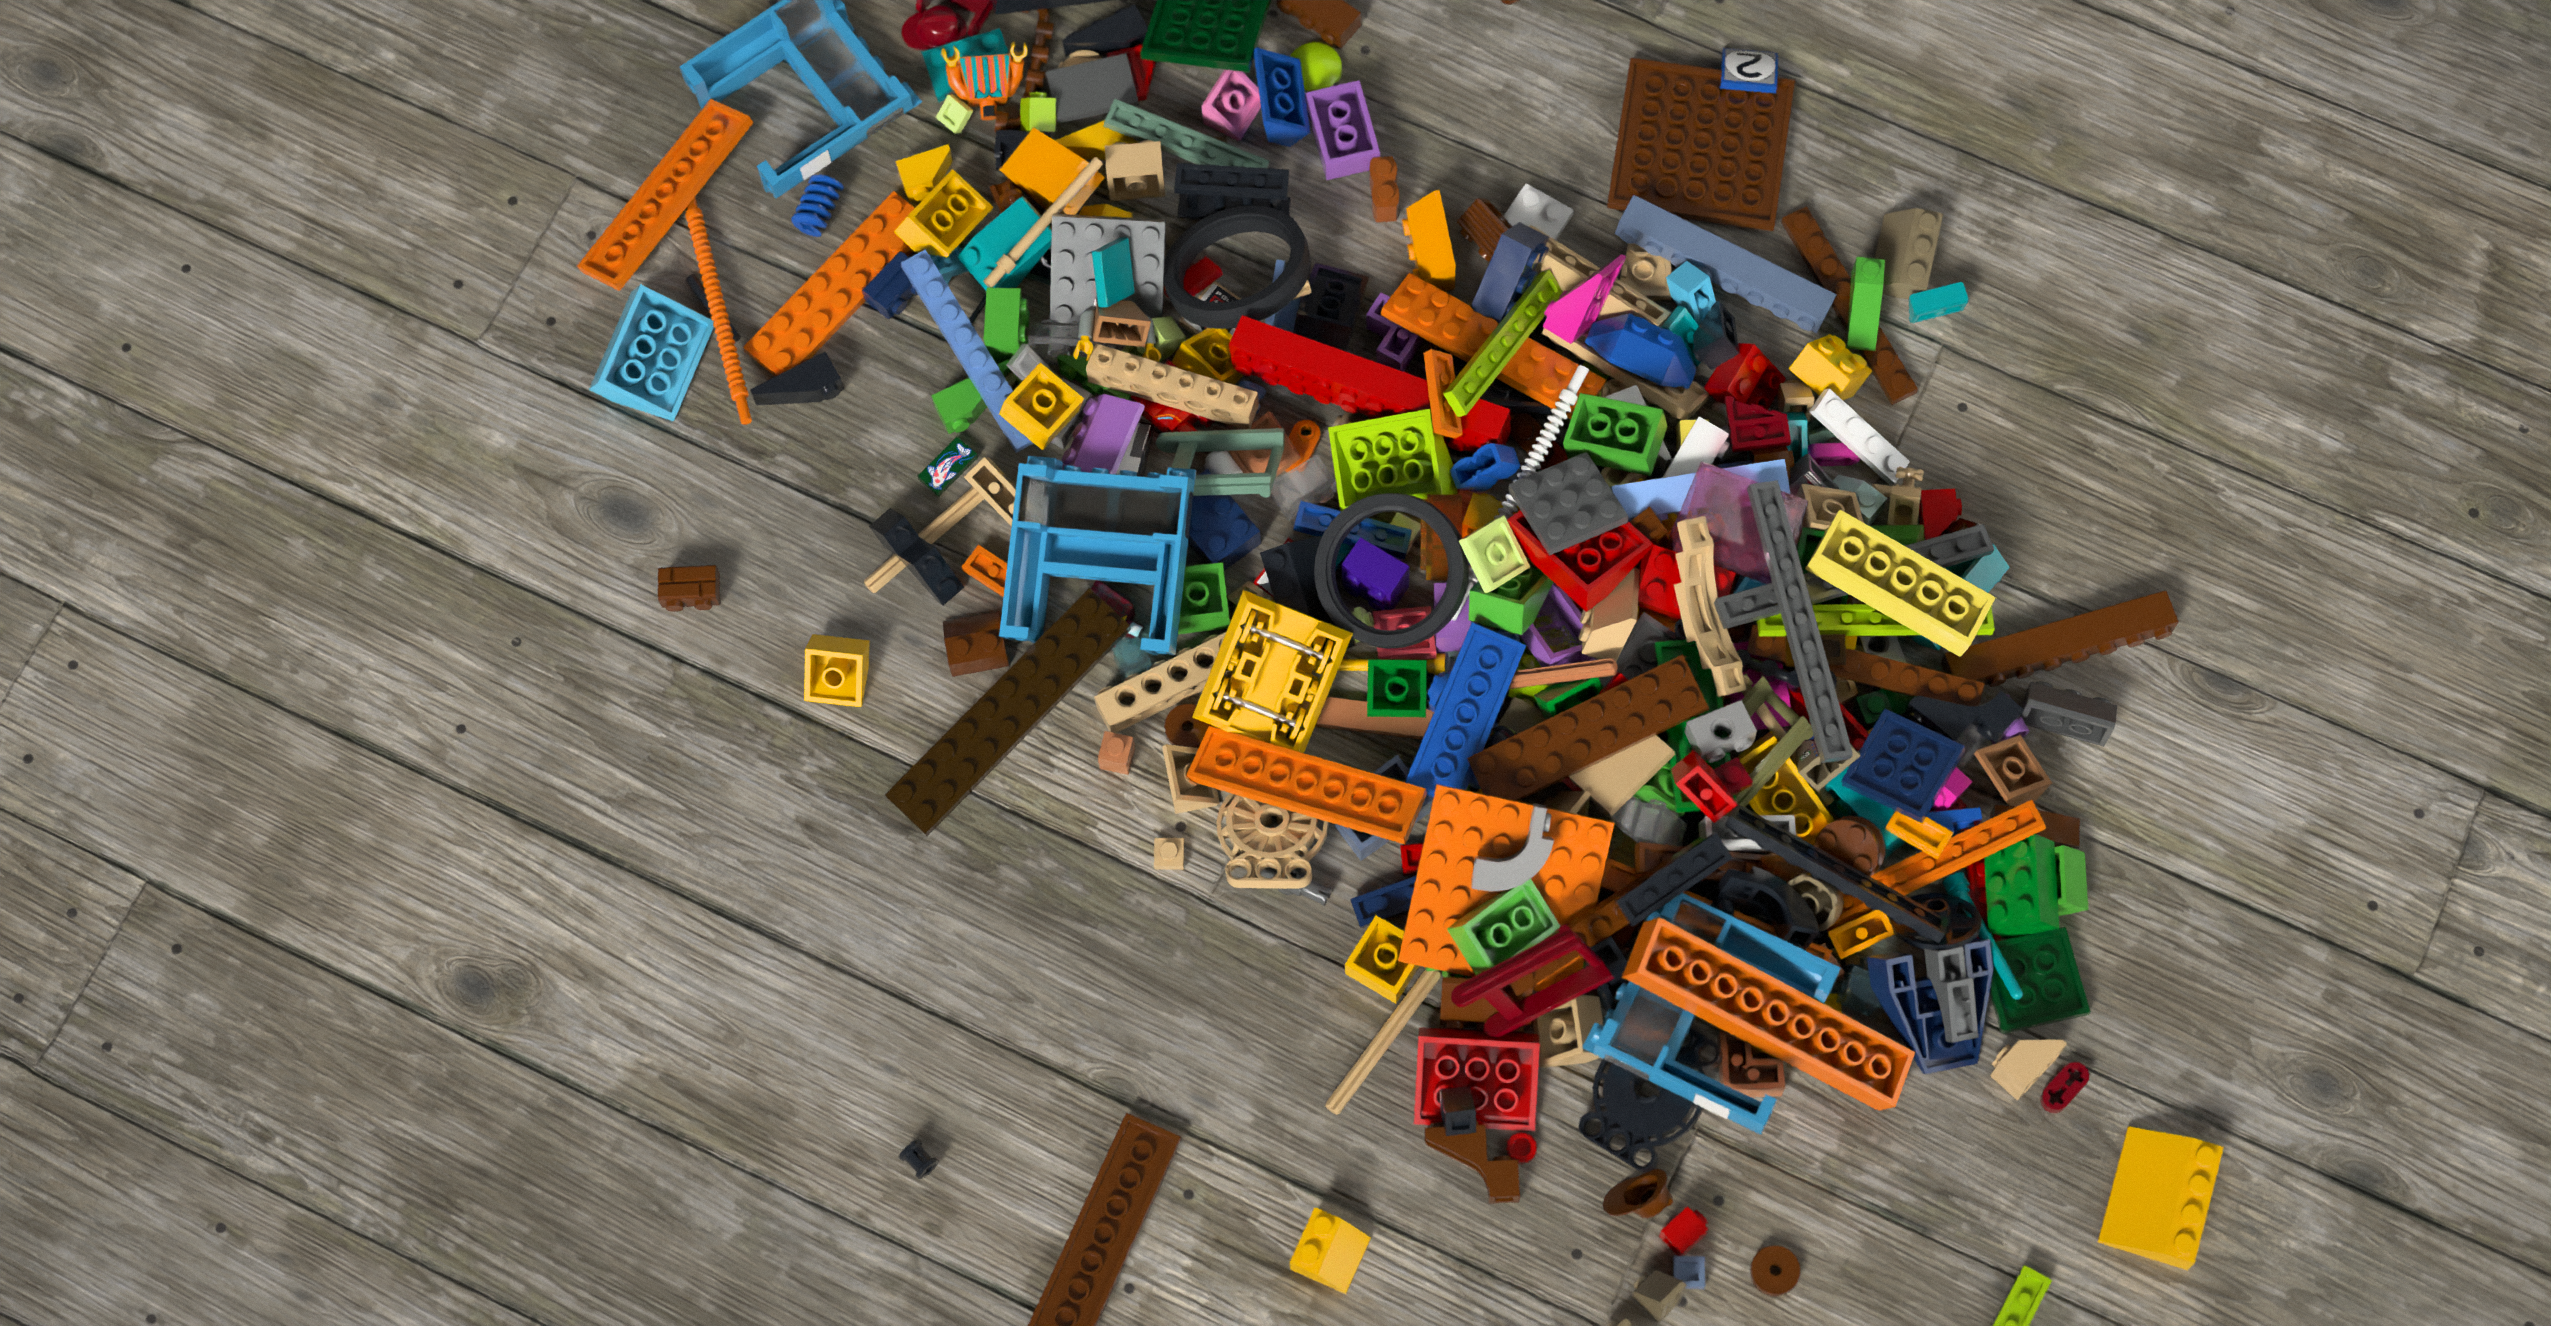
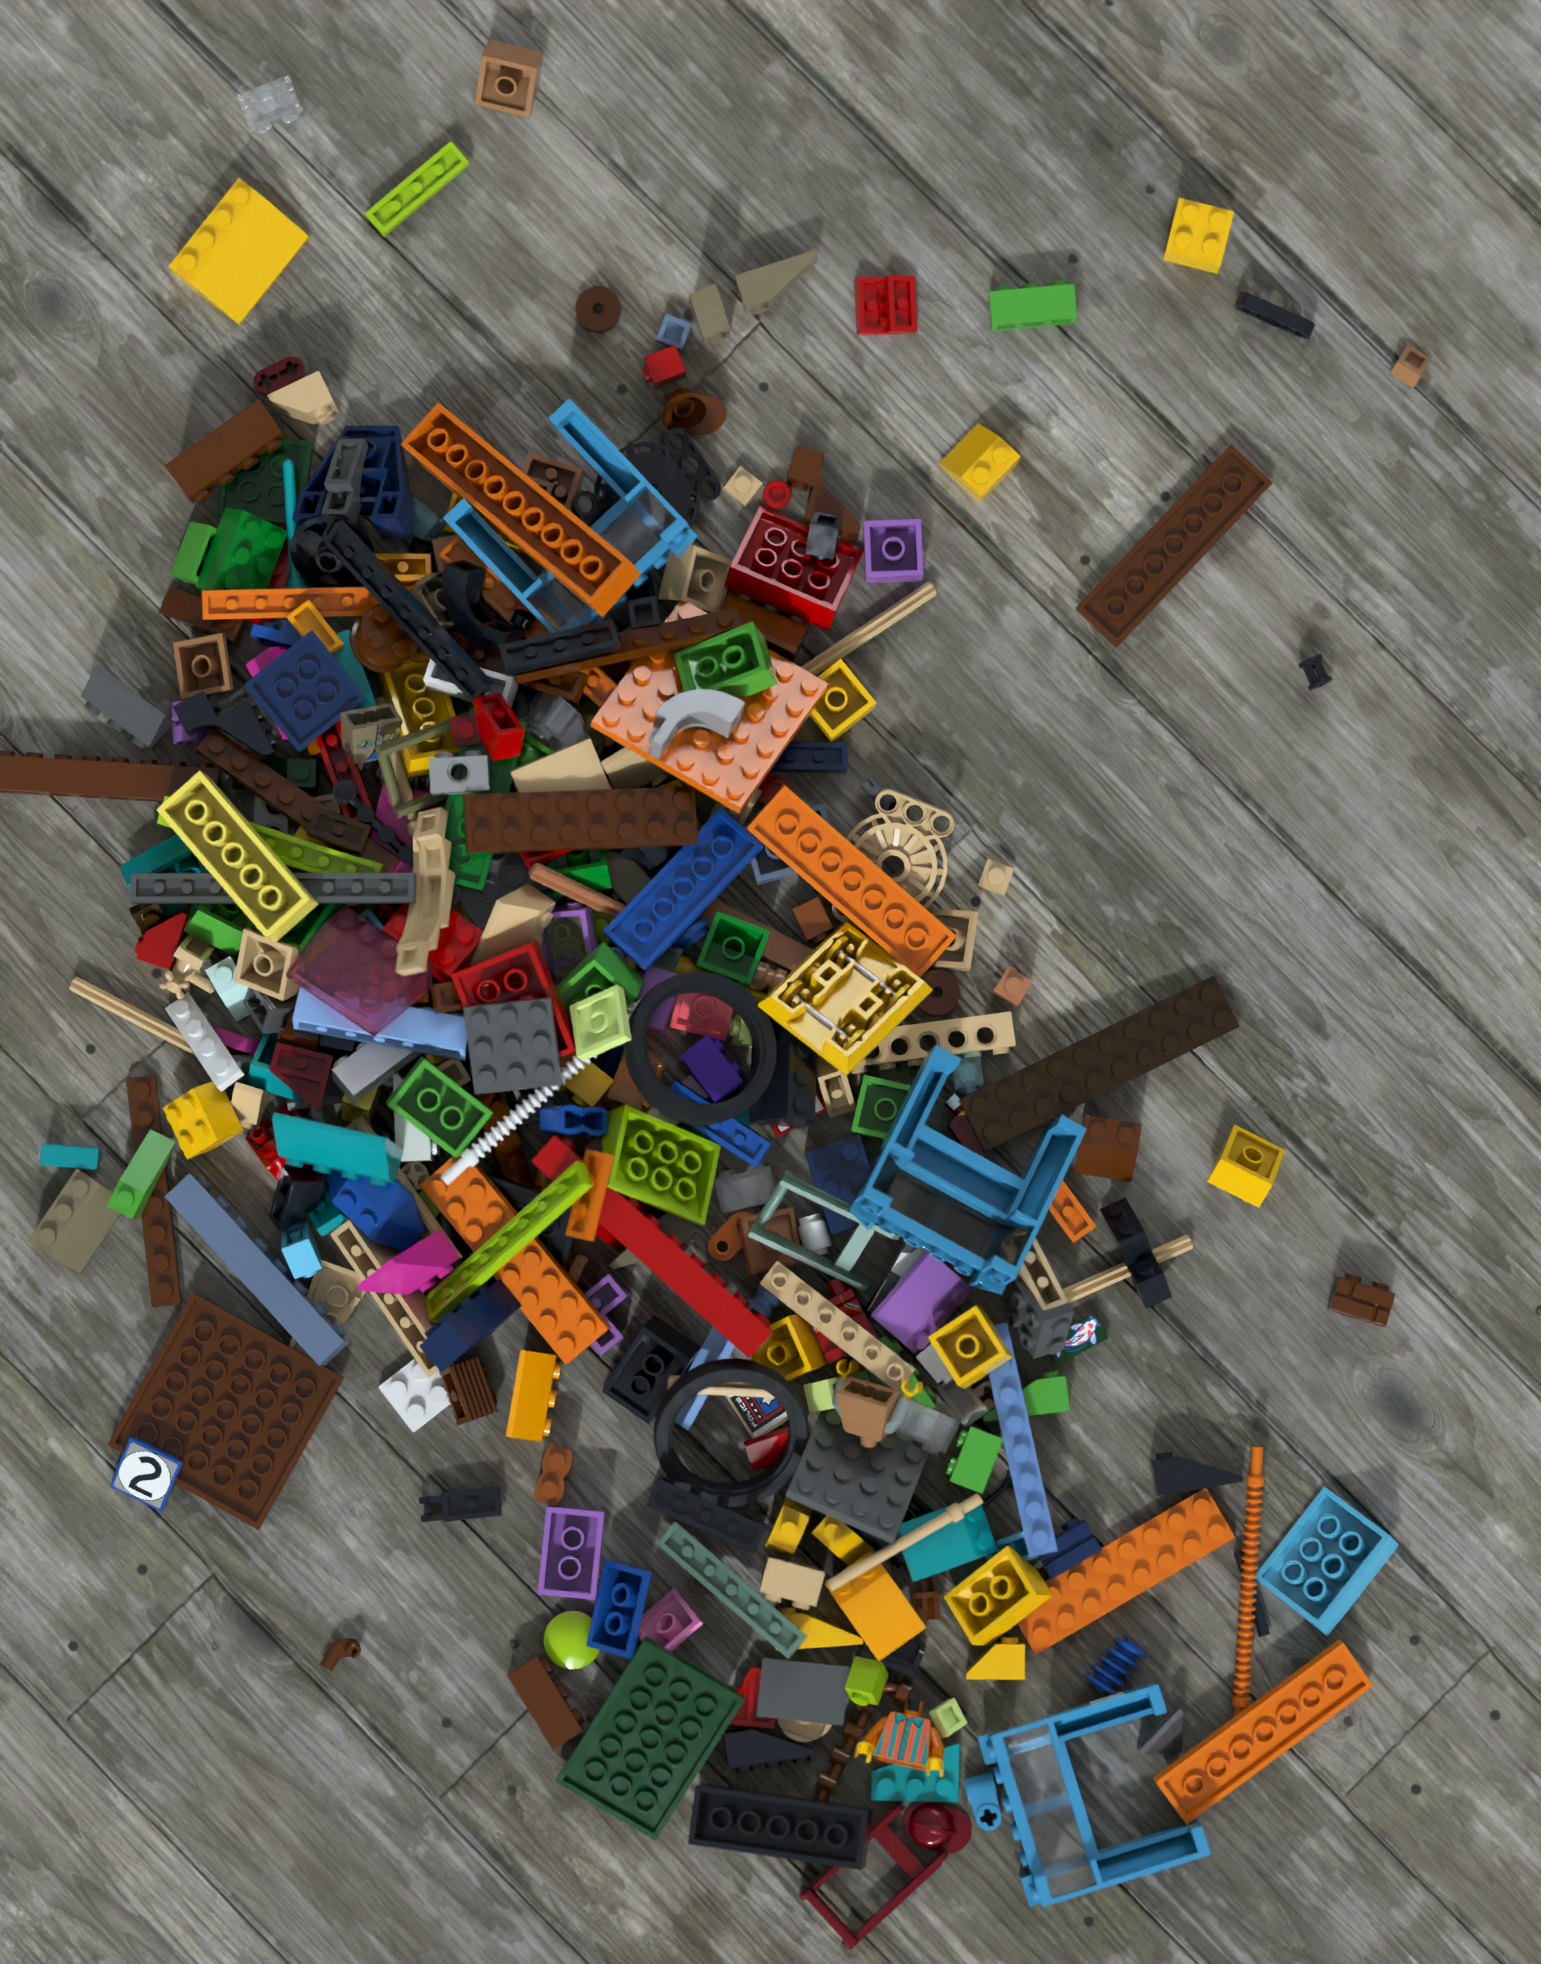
camera: 165 degrees left, 15 degrees up
(748, 164) = (1166, 1736): none -> flat silver slope
(898, 57) = (982, 1796): none -> dark azure piece
(981, 444) = (1038, 1330): none -> dark grey bracket
(1113, 272) = (856, 1455): teal tile -> none
(1156, 204) = (788, 1528): none -> yellow torso
(1331, 745) = (813, 921): none -> dark orange brick
(1352, 681) = (767, 978): none -> medium nougat wheel
(1383, 1125) = (893, 551): none -> medium lavender brick
(1456, 140) = (464, 1504): none -> black hinge
(1515, 1014) = (718, 606): dark red piece -> none
(1558, 1143) = (742, 486): none -> tan plate
(1693, 369) = (336, 1149): none -> teal slope
(1799, 622) = (346, 850): dark grey plate -> none
(1945, 448) = (129, 1012): none -> tan axle
(2082, 979) = (226, 452): none -> reddish brown slope

